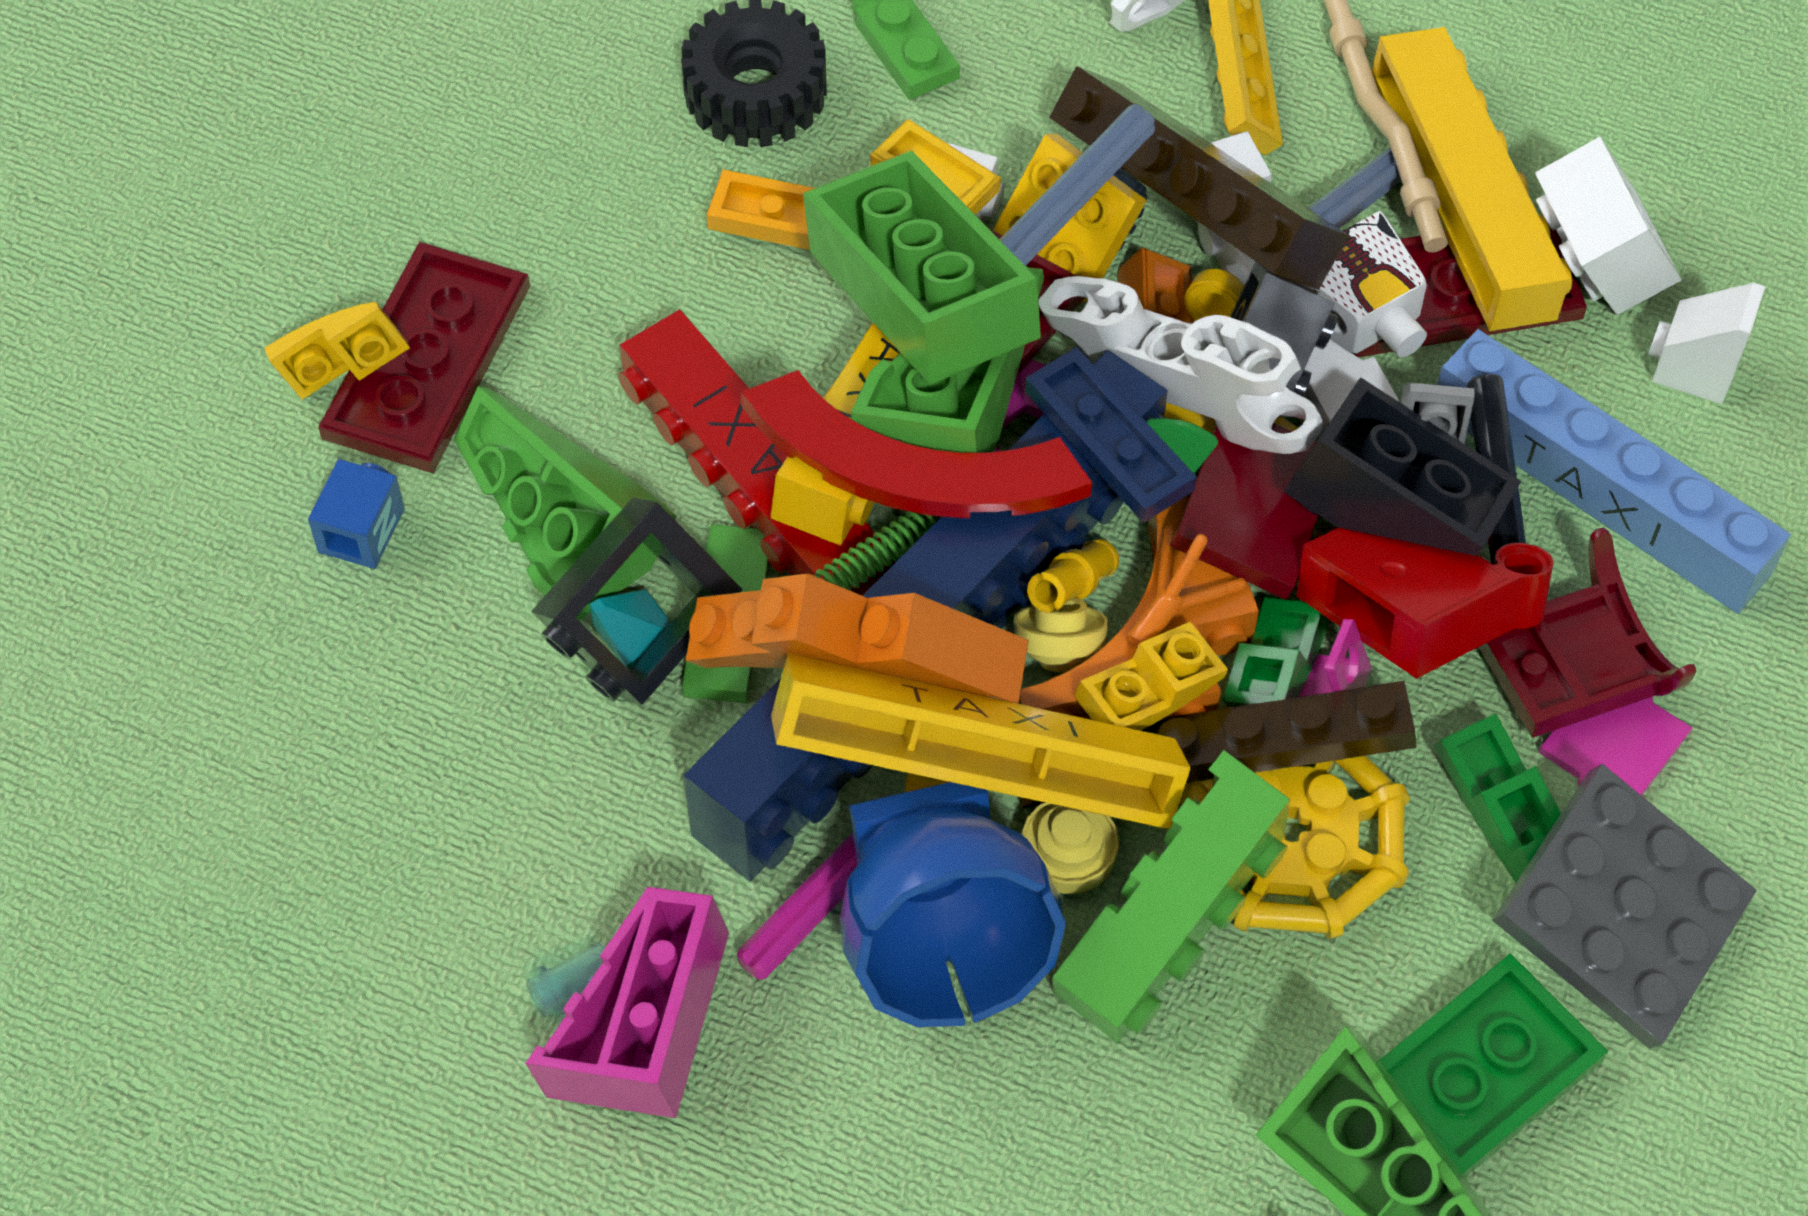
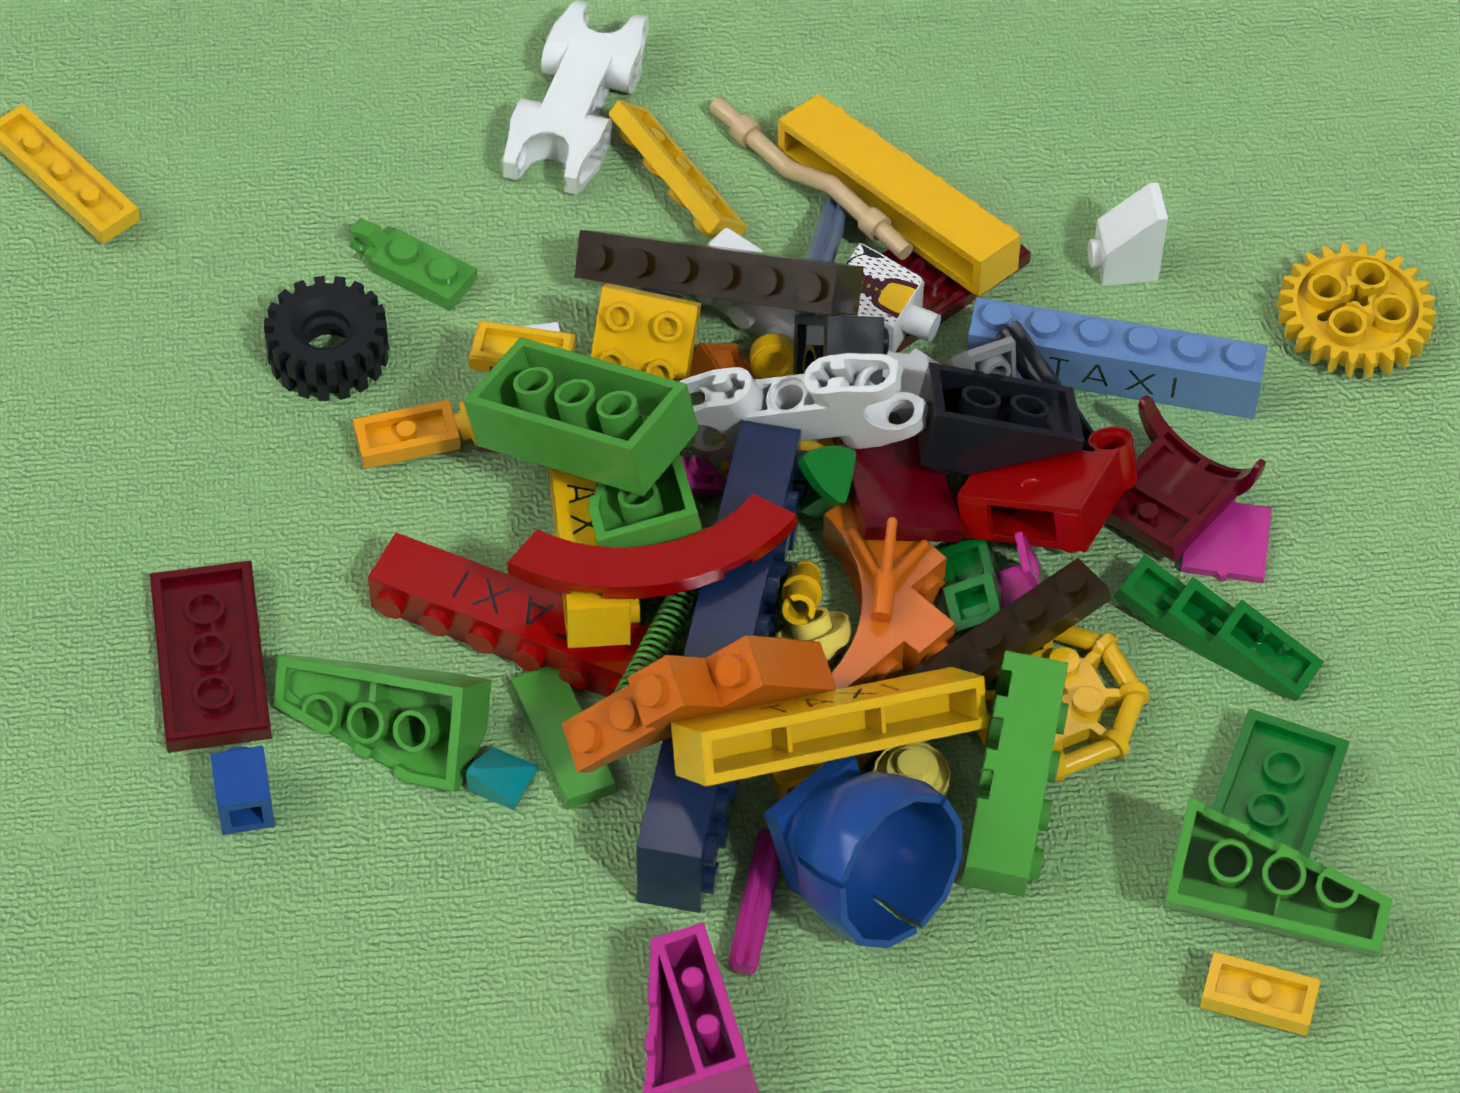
camera: 30 degrees left, 5 degrees down
(345, 340) = (158, 663): yellow slope -> none
(556, 985) = (617, 1046): clear light blue pin -> none
(678, 551) = (463, 779): black window -> none
(1079, 183) = (654, 304): sand blue axle -> none
(1110, 434) = (786, 476): dark blue plate -> none
(1155, 682) = (909, 635): yellow slope -> none
(1604, 228) = (1019, 189): white brick -> none
(1625, 906) = (1304, 642): dark grey plate -> none

